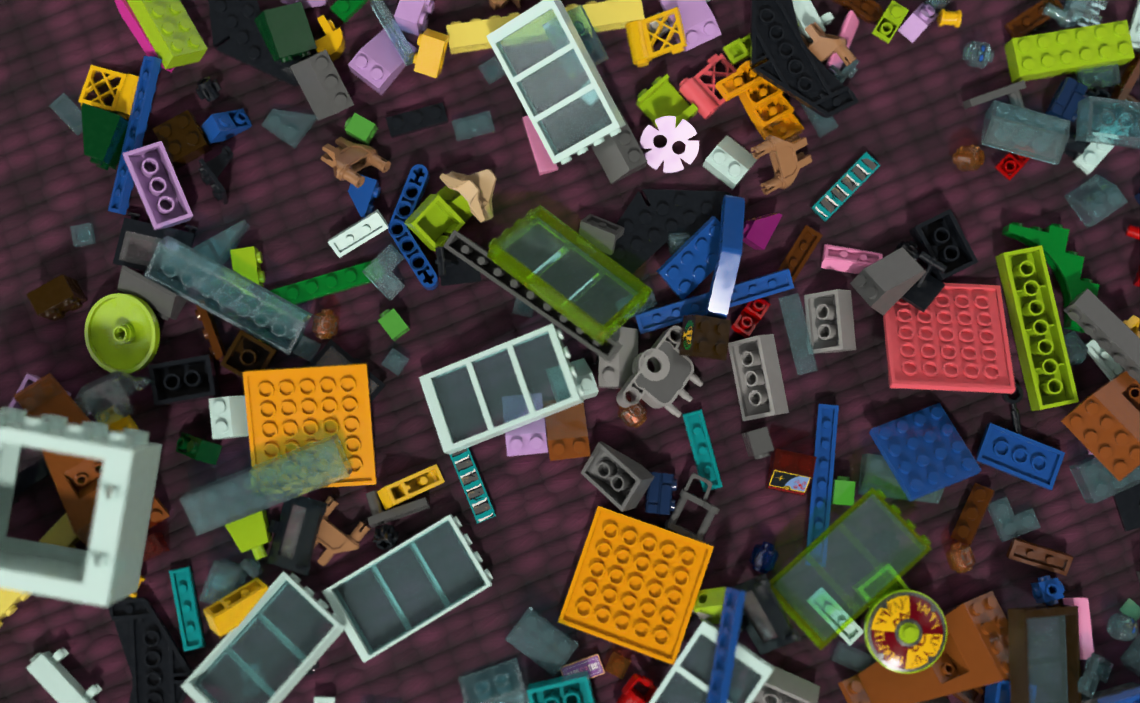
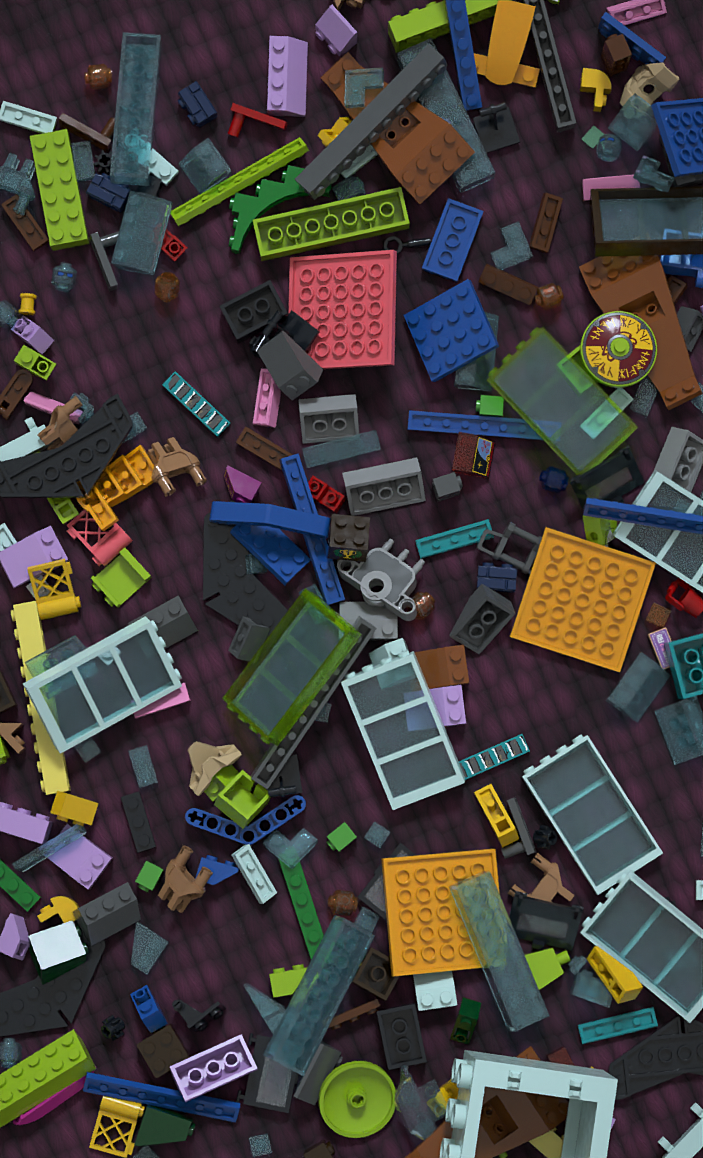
camera: 80 degrees left, 0 degrees up
(667, 128) = (144, 576): piece -> none
(729, 162) = (174, 516): light aqua slope -> none
(1041, 590) = (580, 222): blue brick -> none
(1080, 235) = (239, 181): none -> lime plate

